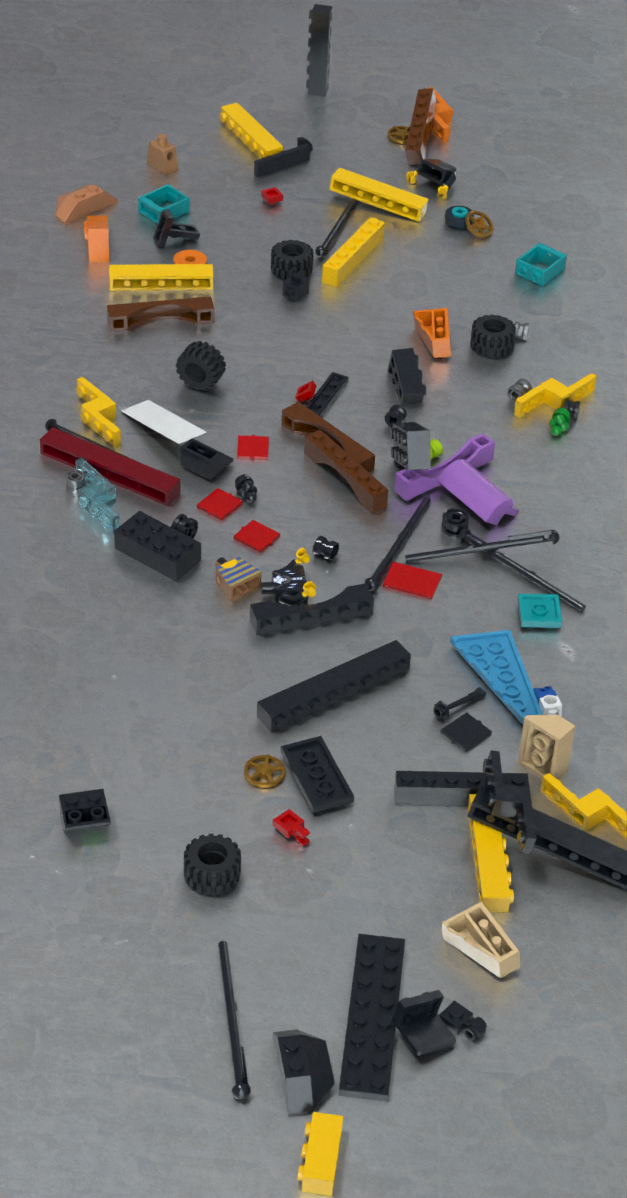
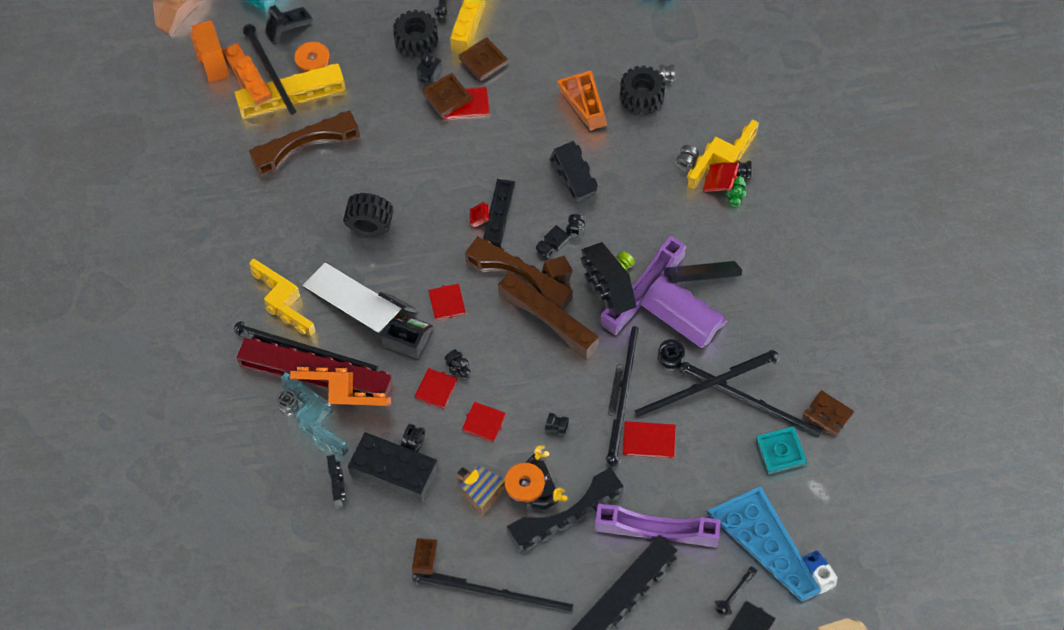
camera: 10 degrees left, 20 degrees up
(100, 540) = (336, 476): none -> black plate
(125, 255) = (246, 73): none -> orange bracket
(129, 474) = (340, 386): none -> orange bracket
(139, 233) = (249, 30): none -> black bar
(153, 628) = (461, 584): none -> black bar
(163, 613) = (424, 556): none -> reddish brown plate
(210, 435) = (398, 302): none -> black piece
(282, 567) = (524, 471): none -> orange tile
(305, 306) = (446, 95): none -> reddish brown plate
(321, 318) = (477, 107): none -> red piece
(349, 290) = (483, 59): none -> reddish brown plate
(360, 625) = (689, 531): none -> medium lavender arch
(367, 439) = (558, 268): none -> reddish brown panel
(372, 423) = (555, 238): none -> black plate
(394, 533) = (616, 390): none -> black piece
(506, 468) = (703, 271): none -> black tile
(547, 408) = (721, 177): none -> red piece
(596, 595) = (832, 410): none -> reddish brown plate

